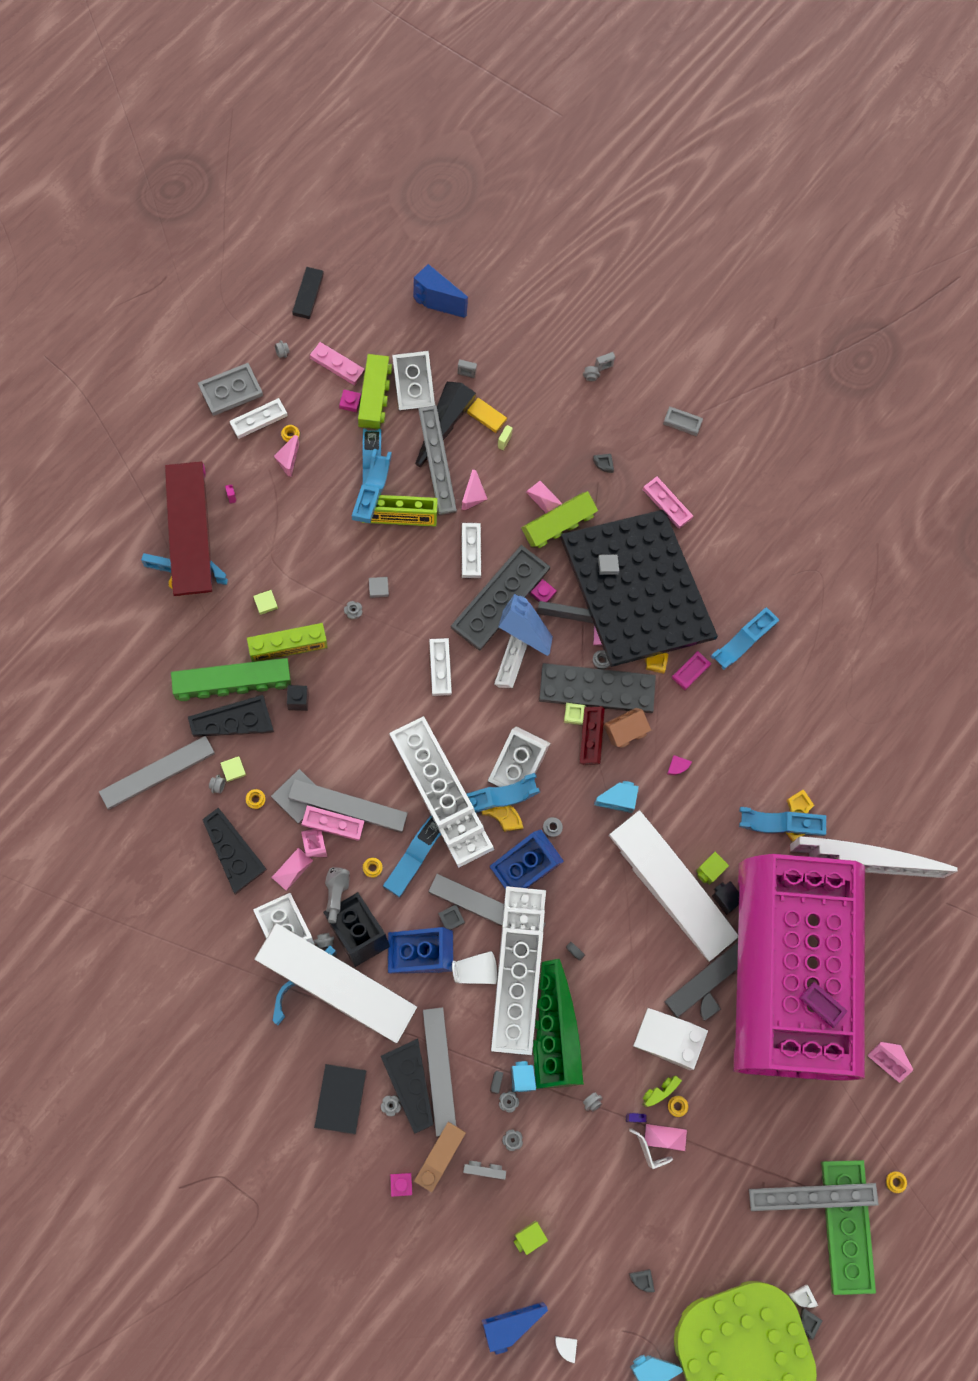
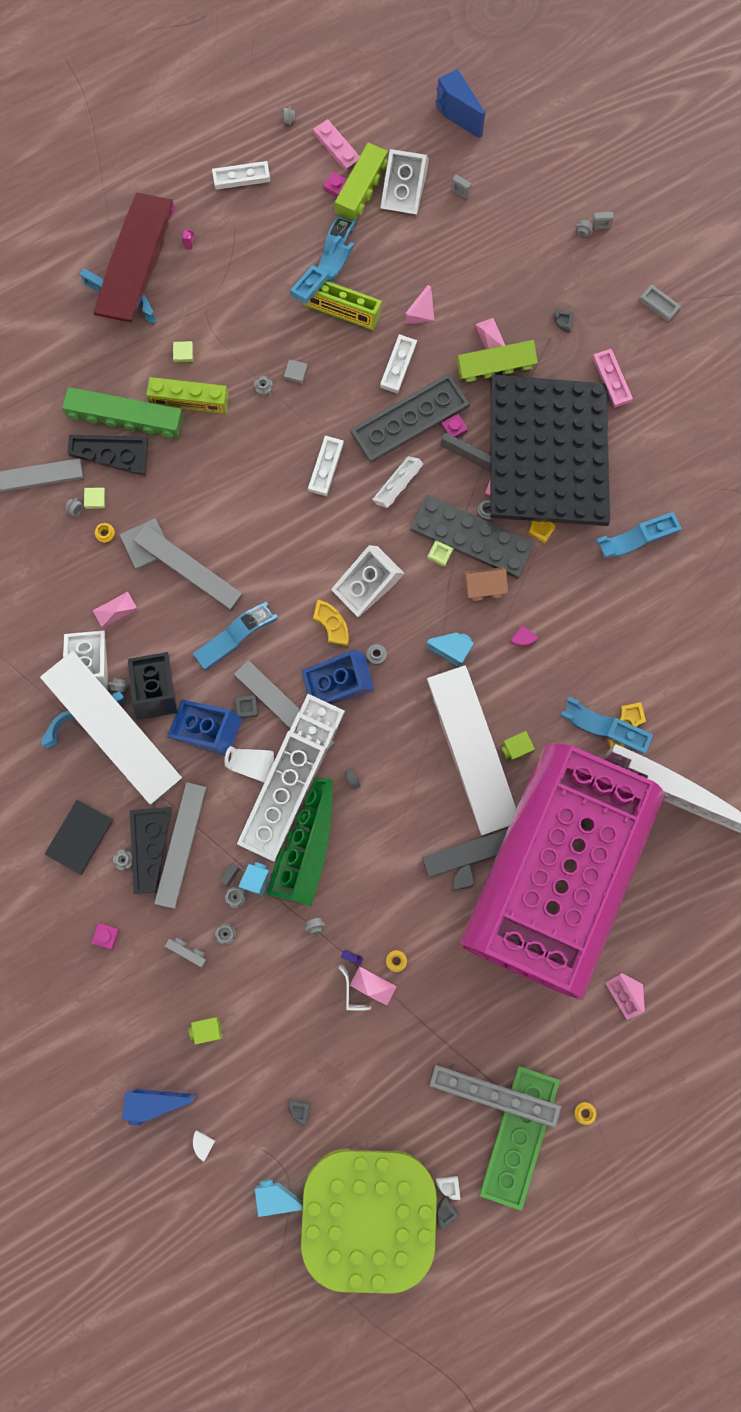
camera: 30 degrees right, 5 degrees up
(230, 389) = (225, 139): light grey plate -> none
(235, 855) = (65, 575): black wing -> none
(287, 455) = (256, 219): bright pink slope -> none
(289, 429) = (266, 194): yellow plate -> none
(297, 698) = (178, 450): black brick -> none
(308, 292) = (334, 69): black tile -> none
(314, 843) = (142, 592): bright pink slope -> none
(332, 823) = (167, 578): bright pink plate -> none
(336, 882) = (150, 636): light grey animal -> none
(372, 861) = (185, 629): yellow plate -> none
(437, 460) = (397, 266): light grey tile -> none
(439, 1157) = (148, 924): medium nougat slope -> none
(441, 792) = (280, 584): white slope -> none
(452, 405) = (435, 217): black wedge -> none
(487, 415) = (464, 238): yellow tile -> none
(504, 796) = (330, 606): dark azure piece -> none
(505, 437) = (473, 265): yellowish green tile -> none
(525, 624) = (422, 450): medium blue slope -> none
(592, 735) = (448, 579): dark red plate -> none
(608, 564) = (526, 417): light grey tile -> none
(656, 1095) = (377, 943): lime slope -> none
(670, 1039) = (413, 894): white slope -> none
(691, 670) = (572, 549): dark pink tile -> none
(726, 896) = (519, 777): black brick -> none
(823, 1004) = (563, 910): magenta tile -> none

